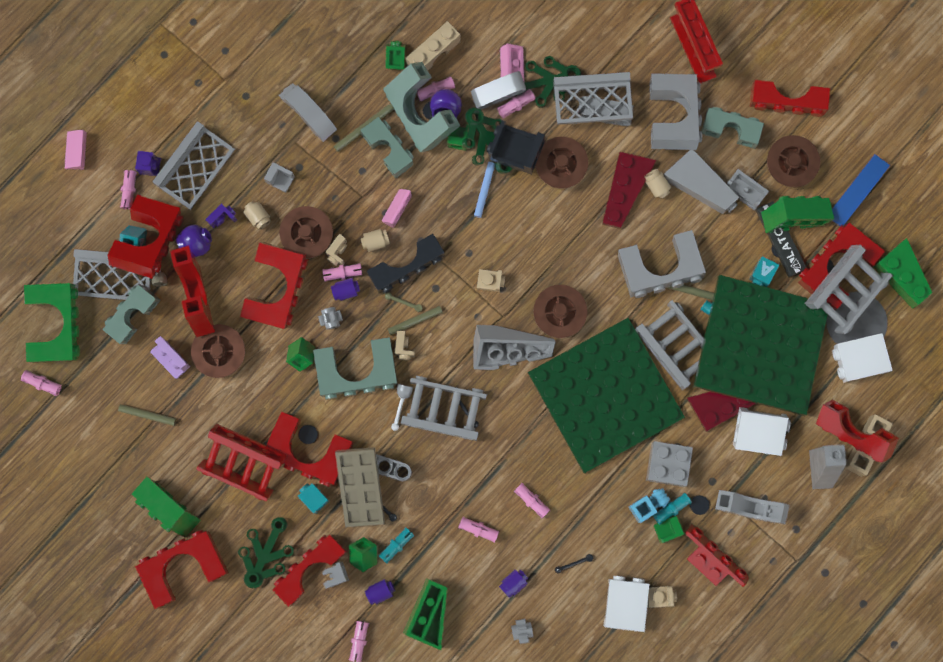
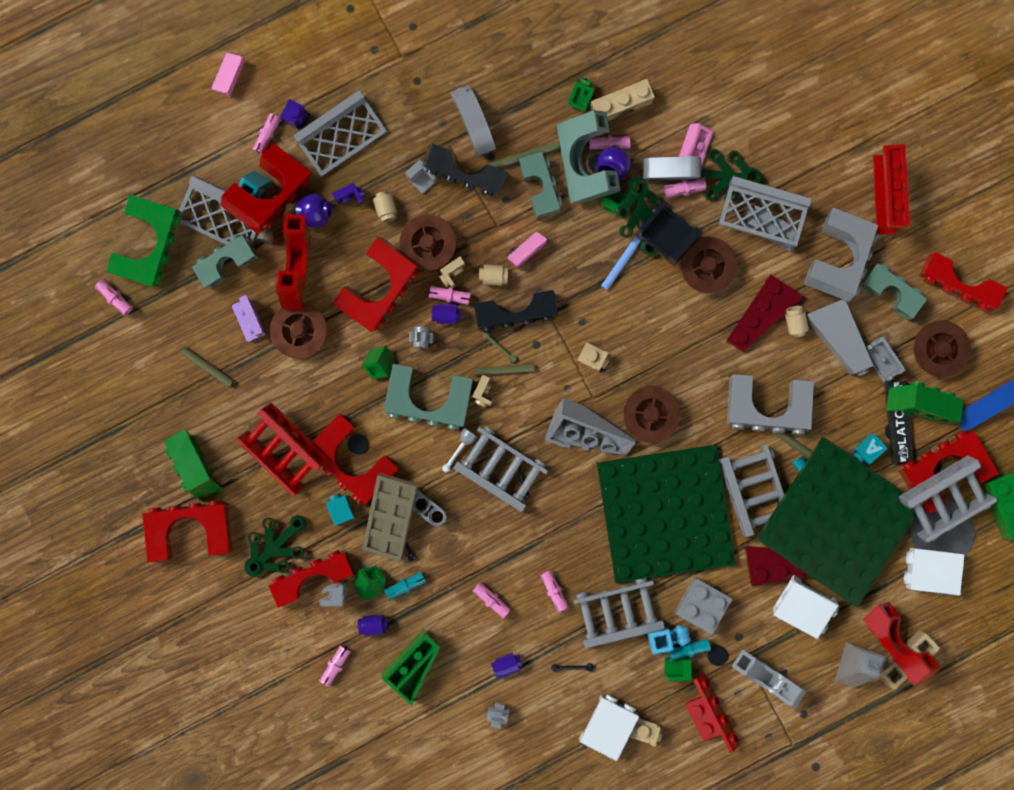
camera: 15 degrees right, 5 degrees up
(291, 156) = (488, 178): none -> black arch
(597, 517) = (612, 632): none -> light grey fence

